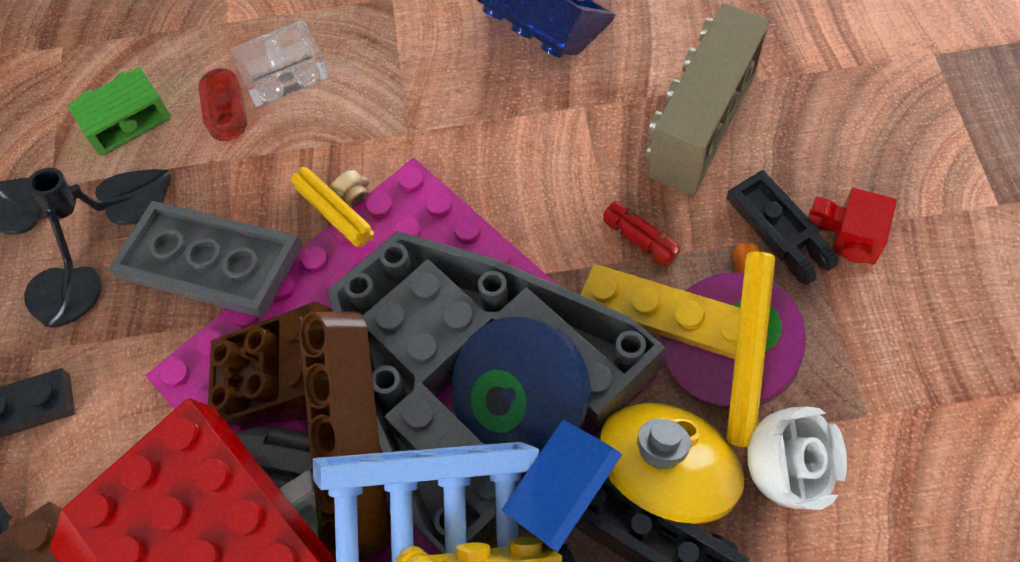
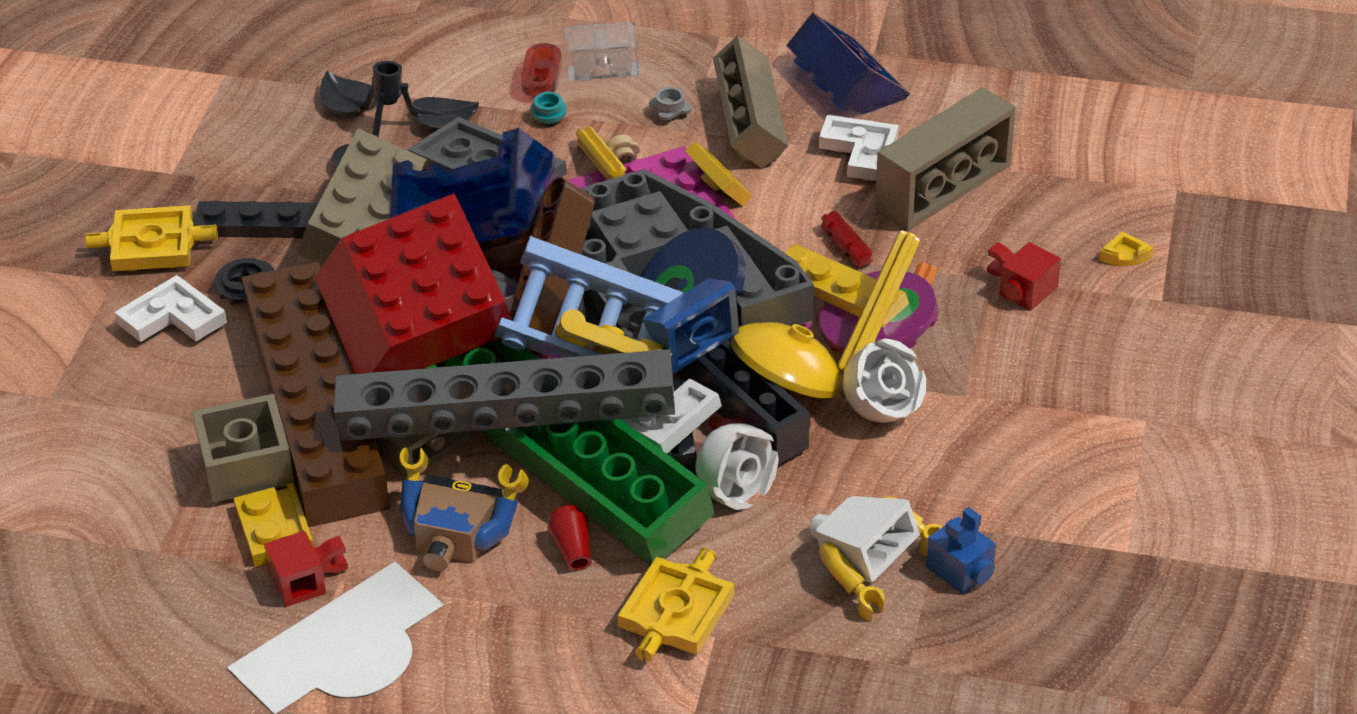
camera: 15 degrees right, 20 degrees down
(76, 382) = (355, 195): none -> dark tan brick
(118, 111) = (454, 52): bright green brick -> none
(210, 349) = (494, 194): none -> clear blue windscreen
(242, 147) = (548, 108): none -> teal plate
(374, 98) = (670, 103): none -> light grey plate
(465, 84) = (750, 102): none -> dark tan brick
(468, 190) = (717, 175): none -> yellow plate
(603, 90) = (860, 139): none -> white plate
(663, 443) = (778, 325): plate -> none
(782, 225) = (964, 260): black hinge -> none
(931, 151) = (1125, 251): none -> yellow tile

